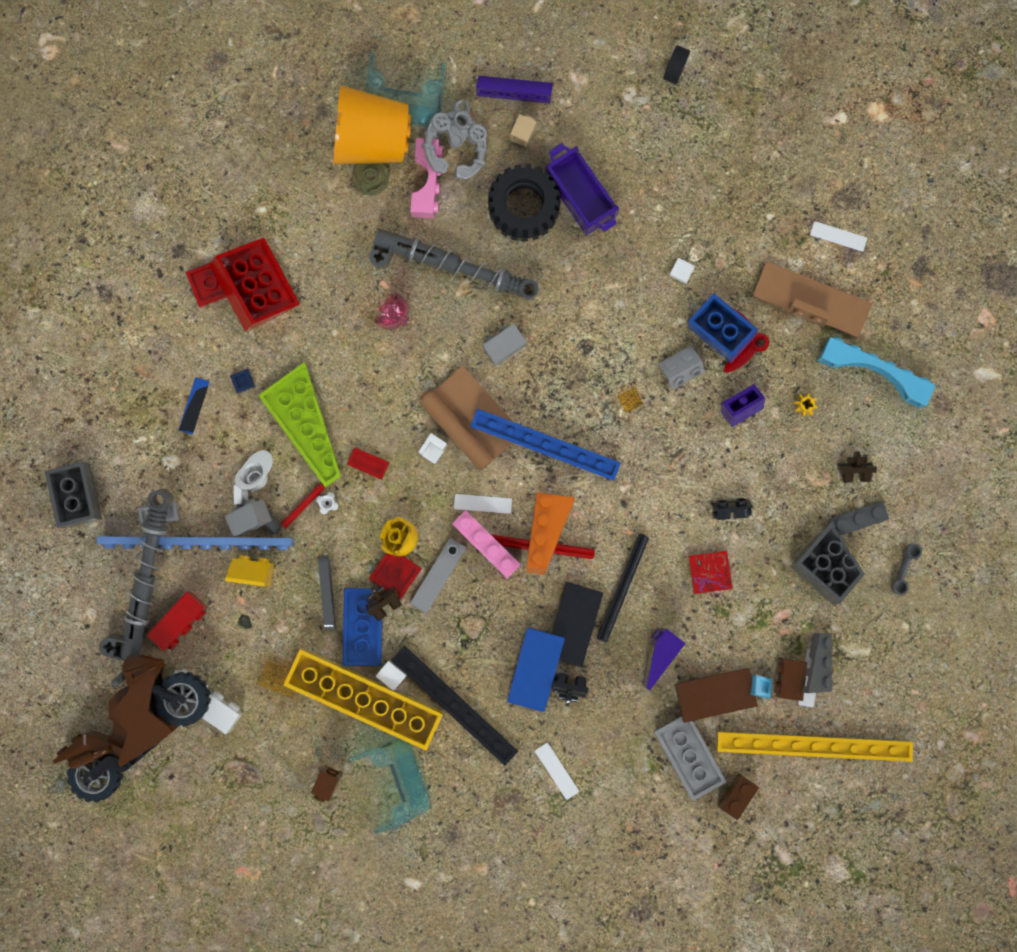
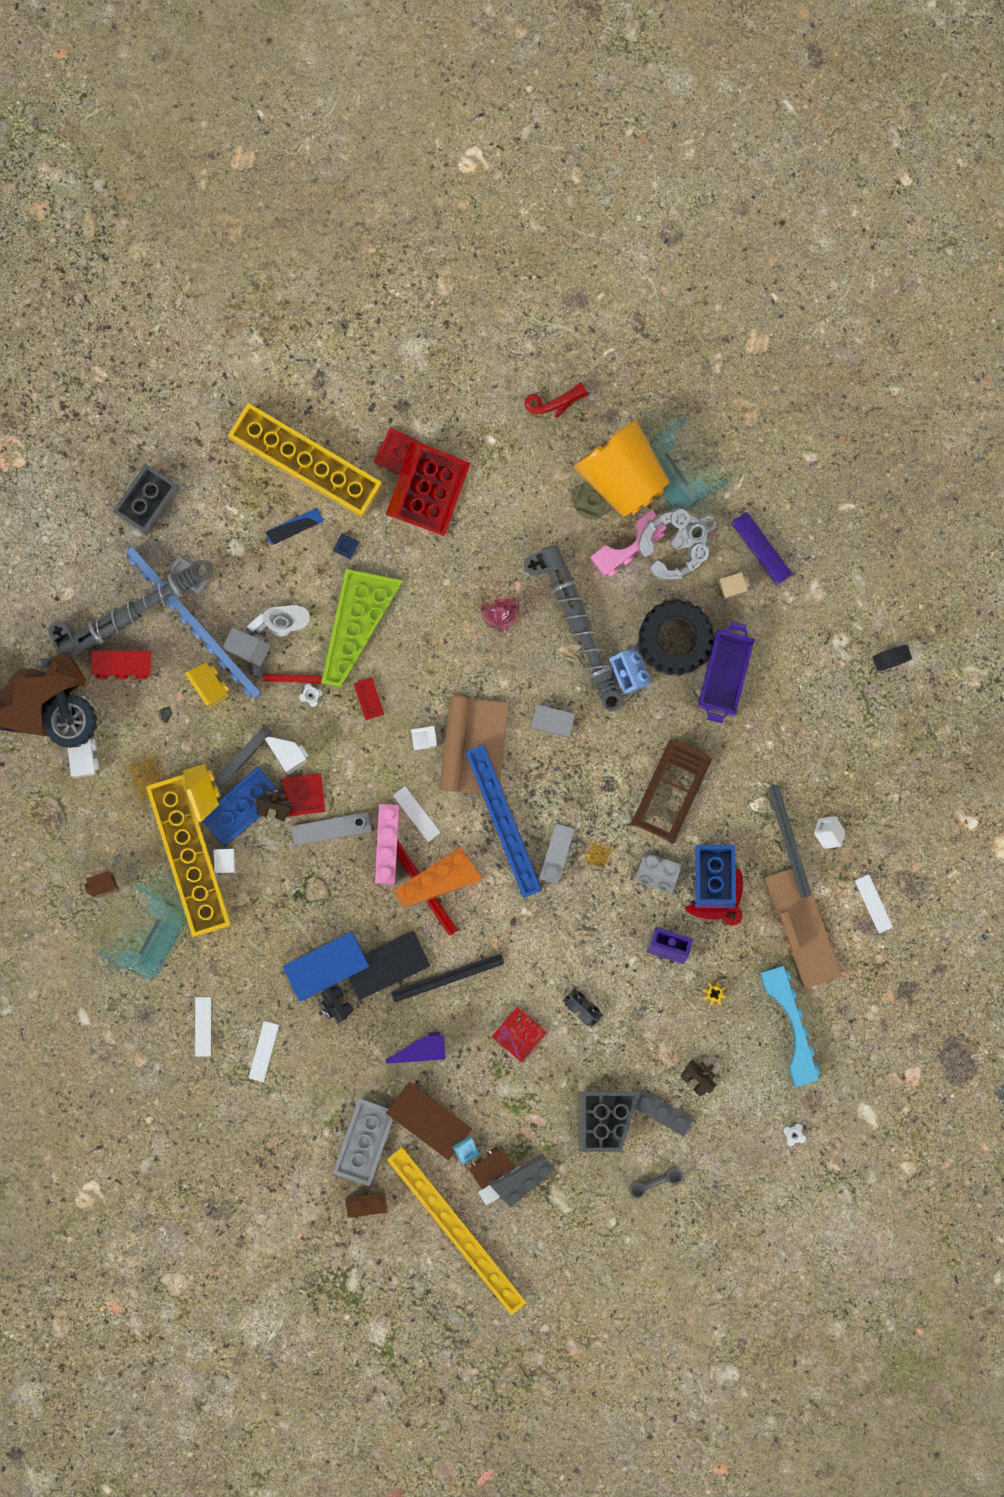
camera: 50 degrees right, 0 degrees up
(151, 353) = (305, 460): none -> yellow brick
(280, 136) = (560, 403): none -> red plant
(324, 646) = (201, 790): none -> yellow slope
(354, 557) = (288, 753): none -> white slope
(399, 537) = (333, 773): yellow cylinder -> none
(455, 705) = (244, 929): black tile -> none
(498, 800) = (202, 1026): none -> white sticker
(518, 257) = (630, 671): none -> light blue brick
(604, 429) = (556, 854): none -> light grey slope
(617, 274) = (687, 760): none -> reddish brown piece
(682, 270) = (735, 806): white tile -> none
(743, 254) = (789, 841): none -> dark grey axle
(761, 220) = (829, 832): none -> white panel
(951, 440) = (799, 1135): none -> white plate

